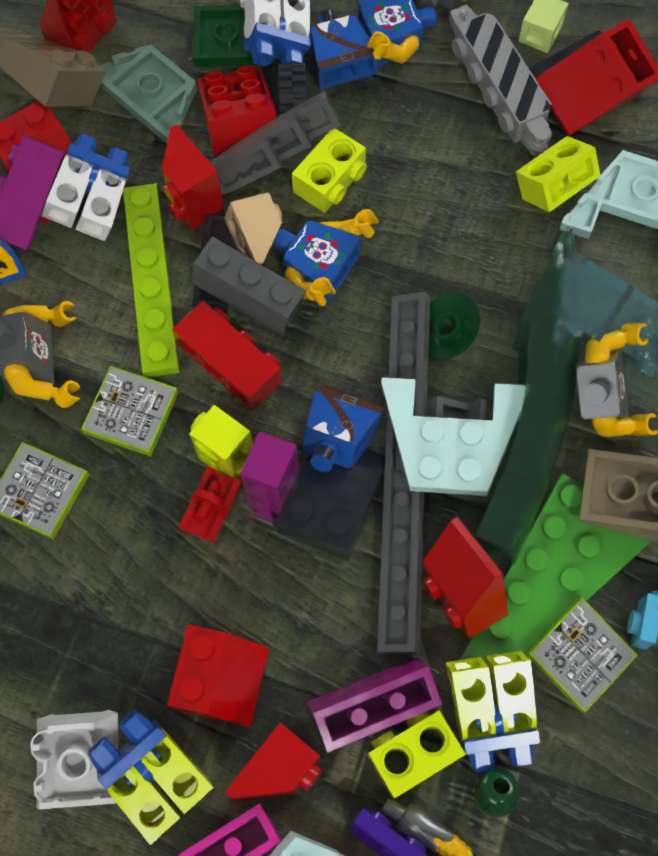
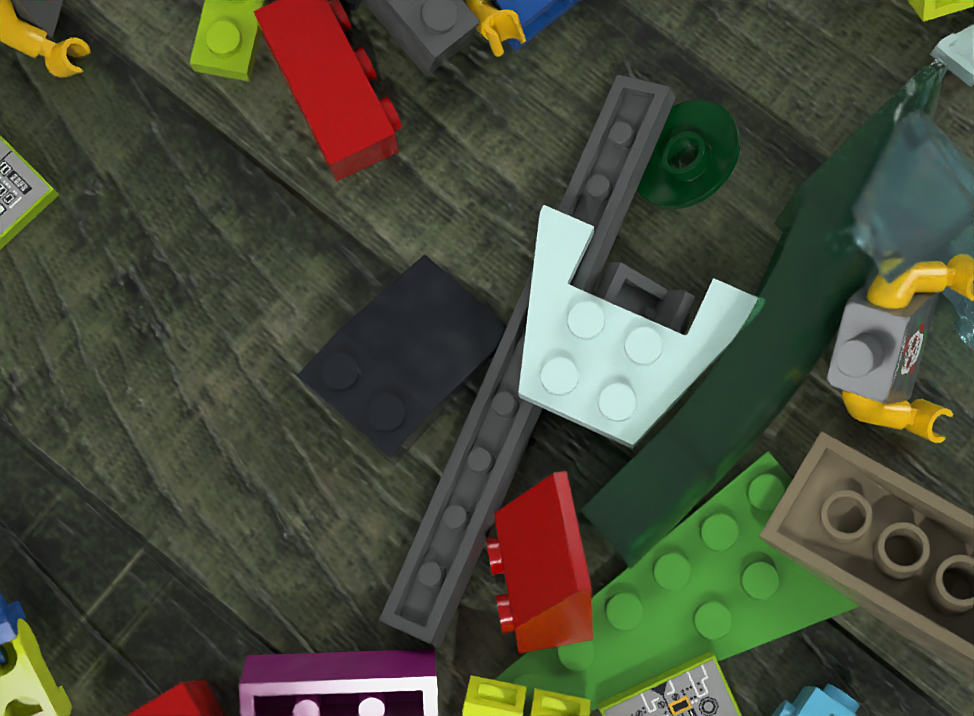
camera: 20 degrees right, 10 degrees up
(130, 411) = (152, 116): tile -> none
(210, 505) = (214, 309): red hips -> none
(218, 676) = (133, 571): red slope -> none
(221, 441) = (262, 221): neon yellow brick -> none
(269, 475) = (306, 301): magenta brick -> none
(339, 428) = (449, 260): blue torso -> none

